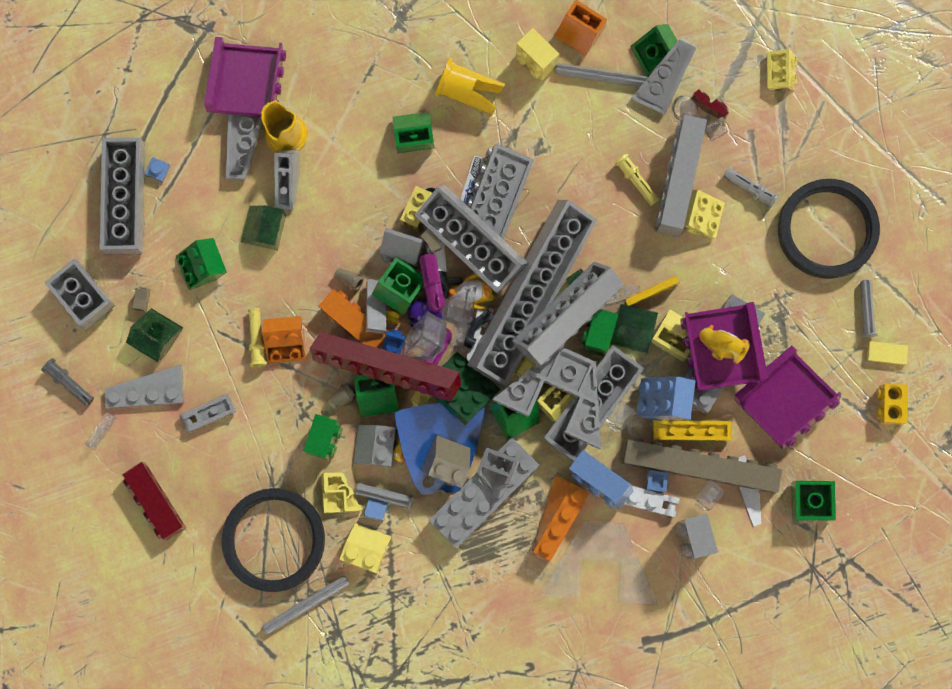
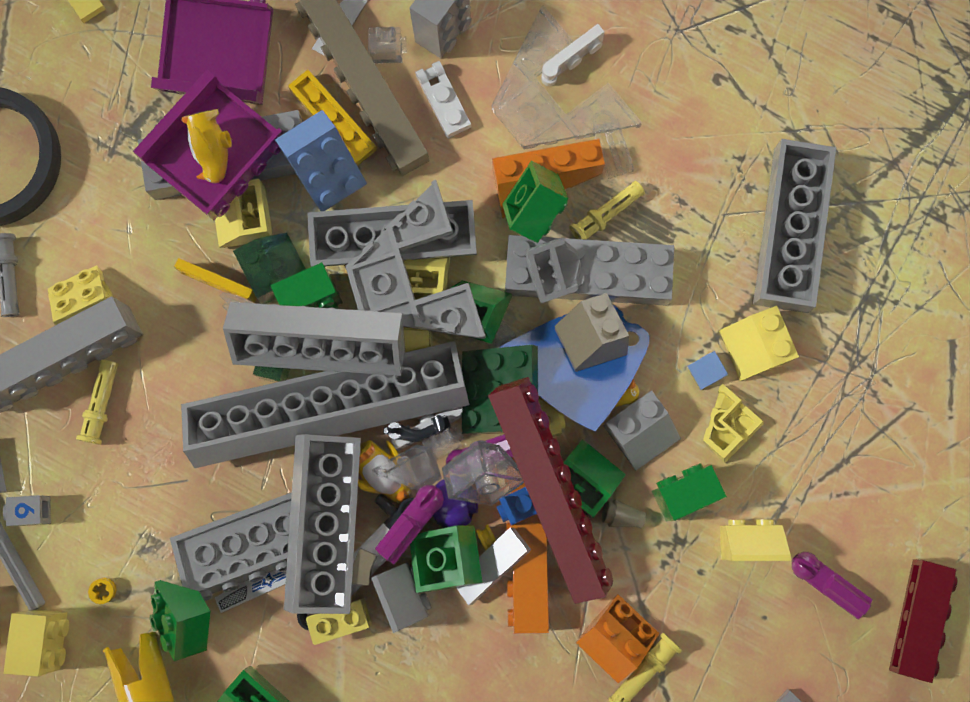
camera: 130 degrees left, 0 degrees up
(208, 413) = (774, 649): light grey plate -> none
(213, 471) = (832, 585): none -> magenta piece
(235, 516) = (903, 436): black tyre -> none
(268, 449) = (754, 542): none -> light yellow slope
(305, 605) = (872, 355): light grey axle -> none
(351, 280) = (486, 626): dark tan cone -> none
(384, 495) = (685, 374): light grey axle -> none
(409, 625) = (794, 226): none -> light grey brick
(486, 132) = (180, 619): none -> green slope
(508, 523) = (595, 218): none -> light yellow pin
(539, 101) = (94, 594): none -> yellow bush
(544, 492) = (535, 202): none -> green brick
(600, 480) = (469, 156): medium blue brick -> none
(610, 101) = (27, 510): none -> light grey brick
(613, 592) = (572, 54): none -> white plate
(621, 418) = (382, 192): clear brick -> none
(657, 481) = (417, 108): medium blue plate -> none
(867, 309) = (46, 49): light grey axle -> none

